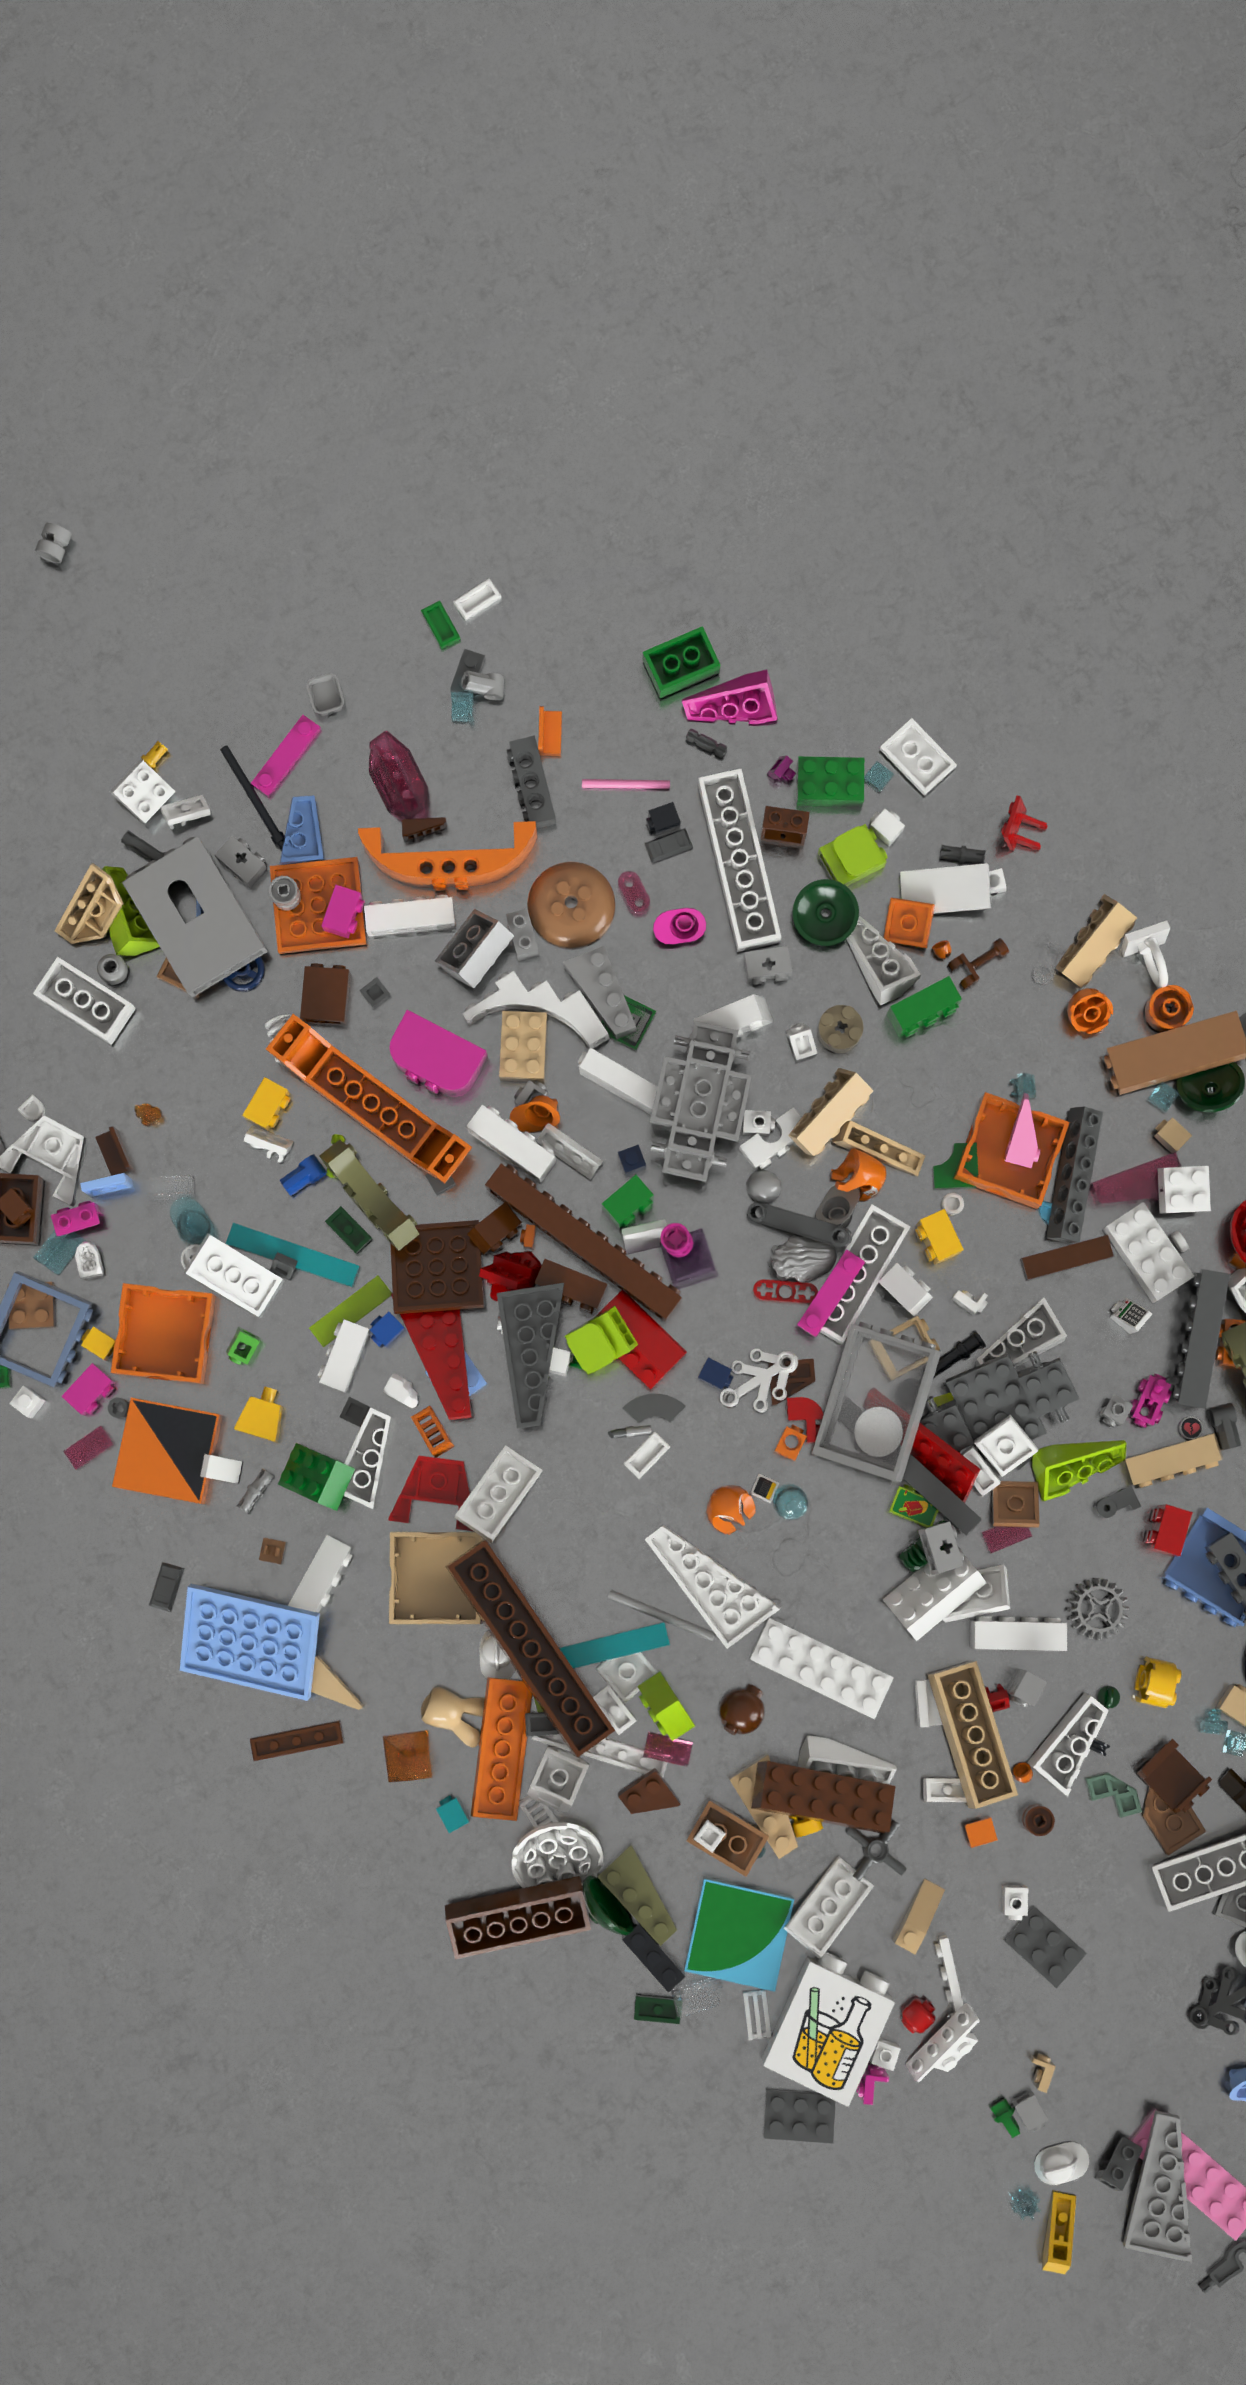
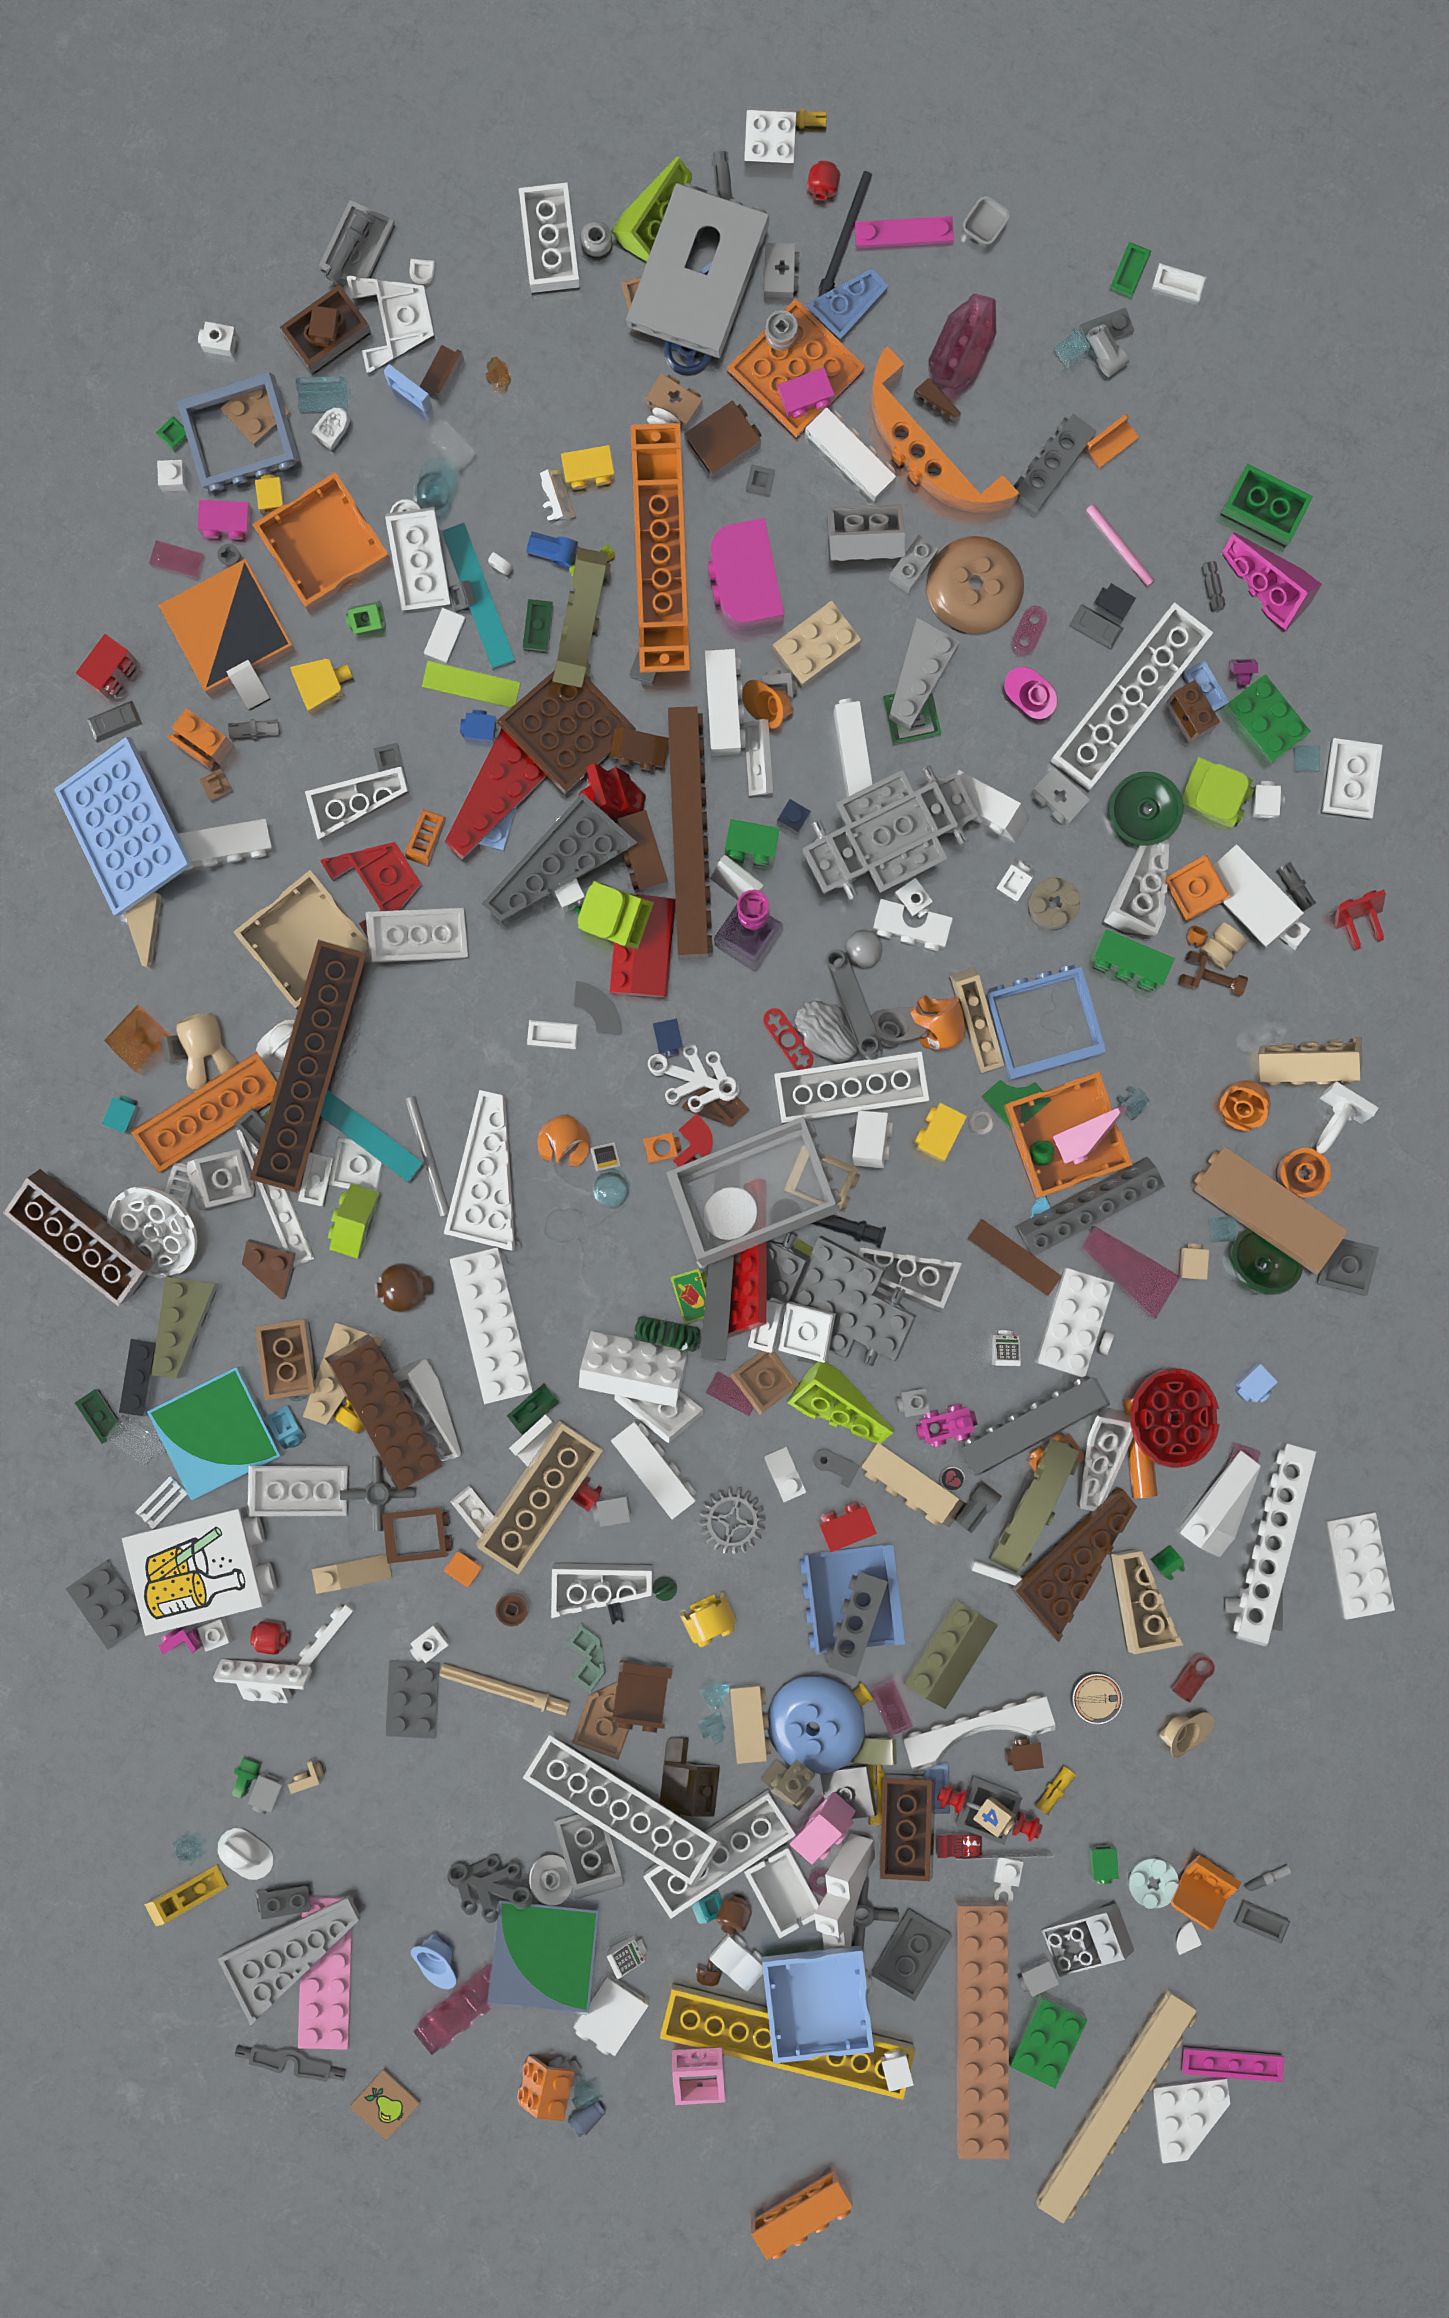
camera: 50 degrees right, 5 degrees up
(76, 1219) = (358, 387): dark pink bracket -> none
(91, 908) = (632, 176): tan wedge -> none
(124, 1559) = (106, 666): none -> red brick
(185, 810) = (784, 185): white plate -> none
(204, 781) = (823, 180): none -> red head
(232, 1535) = (200, 739): none -> orange brick
(258, 1004) = (668, 387): none -> medium nougat brick
(283, 1221) = (500, 564): none -> white tile
(296, 1740) = (75, 935): reddish brown tile -> none
(301, 1301) = (444, 635): none -> white tile
(316, 1476) = (305, 769): green brick -> none
(343, 1355) = (427, 709): white brick -> none
(401, 1390) = (437, 782): white rock -> none
(436, 1736) = (172, 1049): none -> dark grey tile
(513, 996) = (871, 625): white arch -> none
(528, 1236) = (656, 782): orange plate -> none
(605, 1907) = (145, 1304): dark green dish -> none
(630, 1431) = (561, 1004): light grey piece -> none
(666, 1750) = (317, 1250): clear pink plate -> none
(709, 1836) = (274, 1342): white tile -> none
(763, 799) = (1208, 684): none -> light blue plate
(775, 1878) = (285, 1428): none -> medium azure bracket
(830, 1111) = (972, 952): tan wedge -> none
(831, 1293) = (815, 1078): dark pink plate -> none
(904, 1687) = (533, 1409): none -> dark green plate
(918, 1868) = (390, 1535): none -> reddish brown window
(932, 1064) = (1046, 979): none -> medium blue window
(932, 1539) = (659, 1349): light grey brick -> none
(963, 934) = (1225, 943): none -> tan wheel
(965, 1300) = (905, 1200): white bracket -> none
(1010, 1178) = (1042, 1153): none -> green tile
(1023, 1772) = (542, 1566): orange hinge -> none
(1091, 1872) = (505, 1689): none -> tan axle
(1093, 1544) = (785, 1474): none -> white slope
(1184, 1189) = (1151, 1308): white brick -> none

